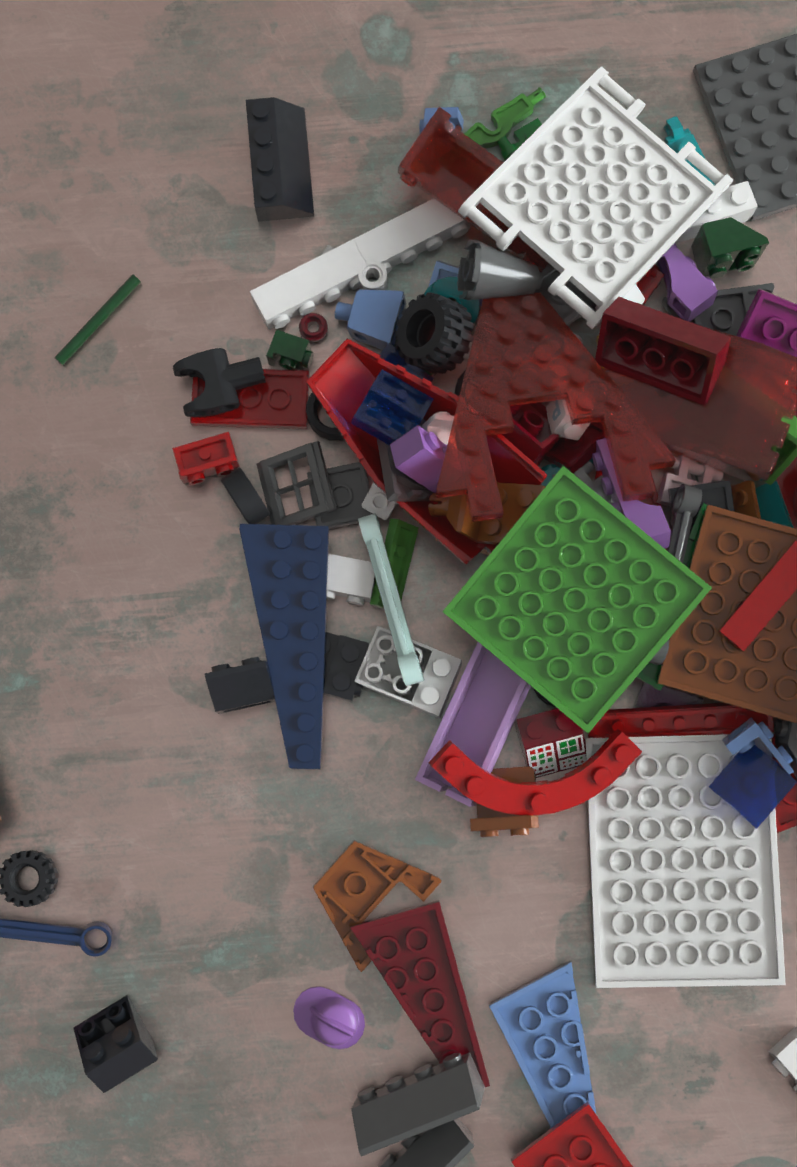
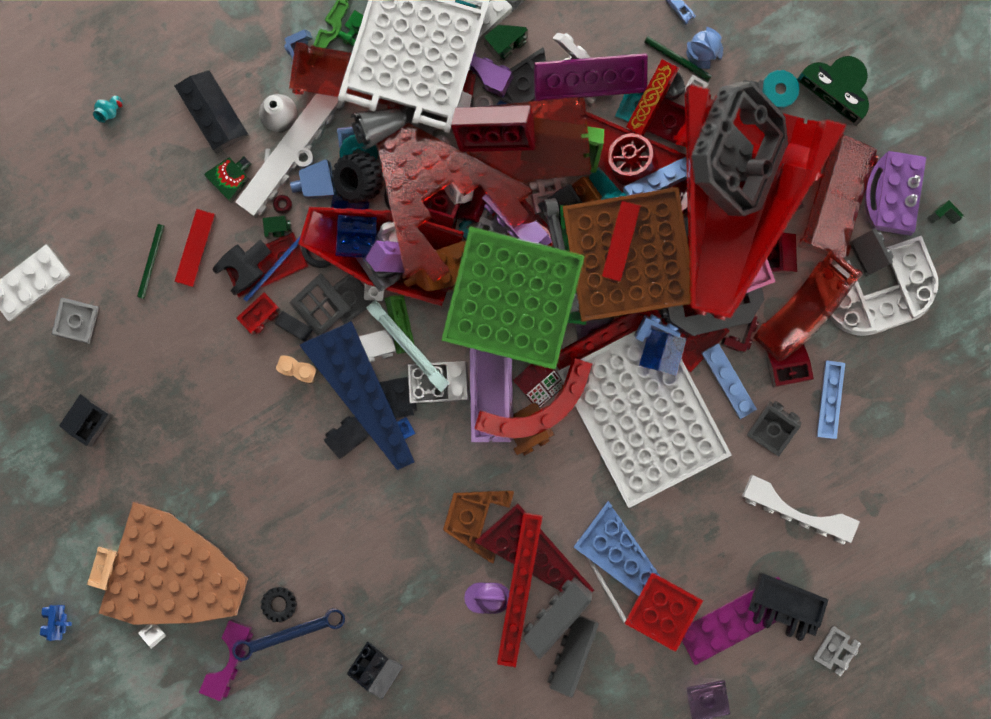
camera: 25 degrees left, 5 degrees up
(140, 94) = (107, 110): none -> teal animal
(165, 330) = (195, 248): none -> red tile
(224, 562) = (292, 368): none -> light nougat brick
(252, 408) = (270, 272): none -> blue axle
(259, 256) = (229, 177): none -> dark green torso
(331, 714) = (406, 428): none -> blue plate
(367, 200) = (278, 112): none -> white cone
(380, 1032) = (519, 589): none -> red plate
(507, 1093) = (607, 590): none -> white axle

